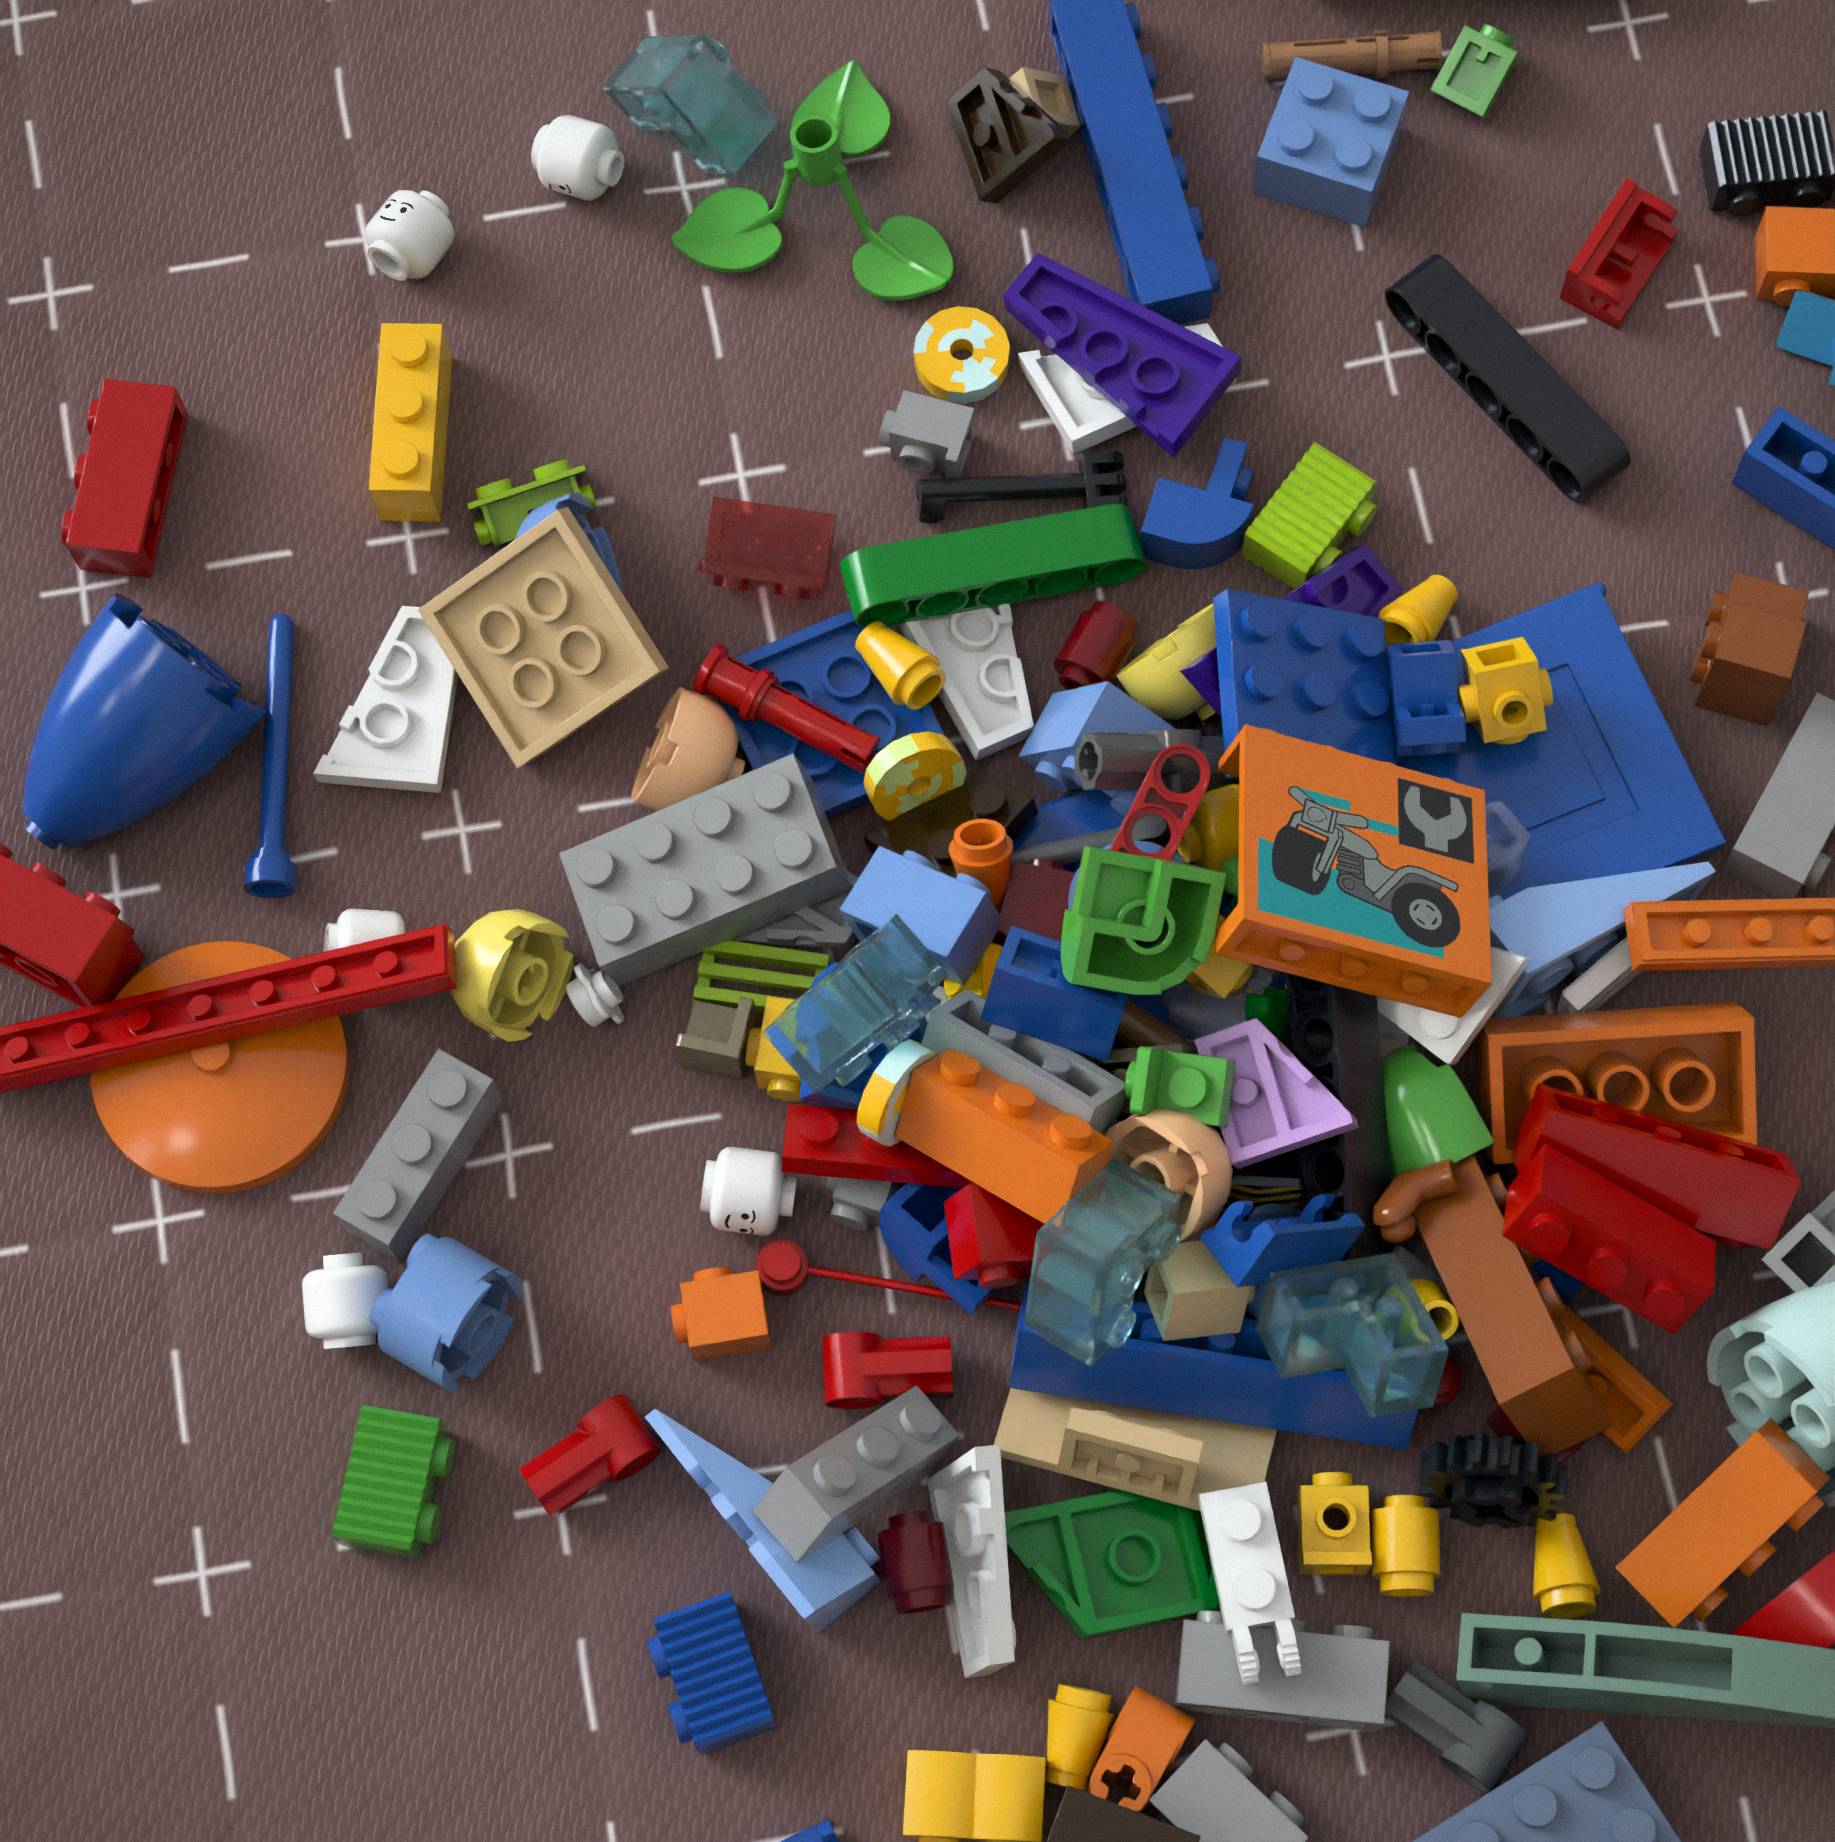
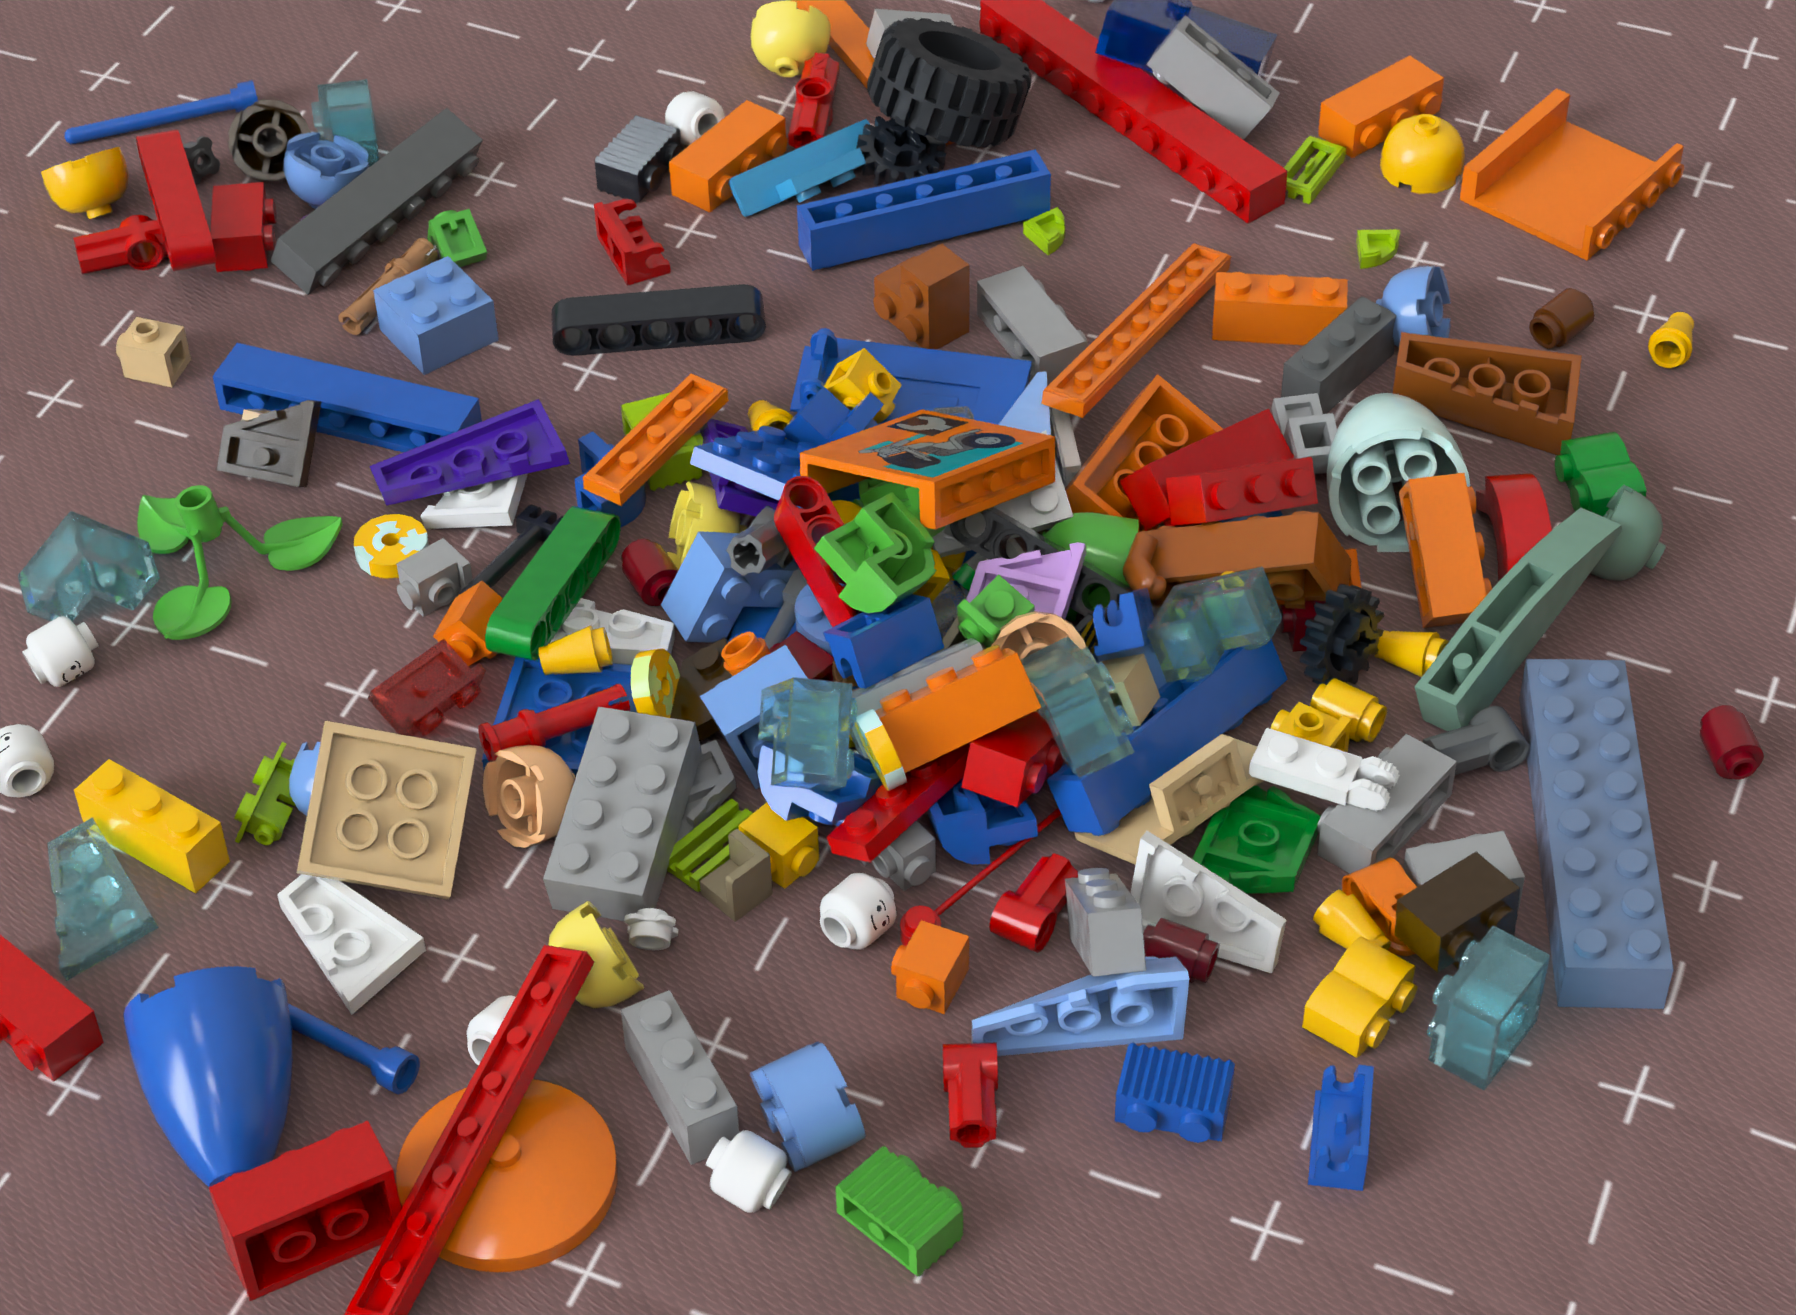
camera: 60 degrees left, 25 degrees down
(299, 441) = (94, 900): none -> clear light blue wing
(879, 518) = (467, 622): none -> orange brick
(1276, 520) = (655, 439): none -> orange tile
(1535, 612) = (816, 366): none -> blue hinge

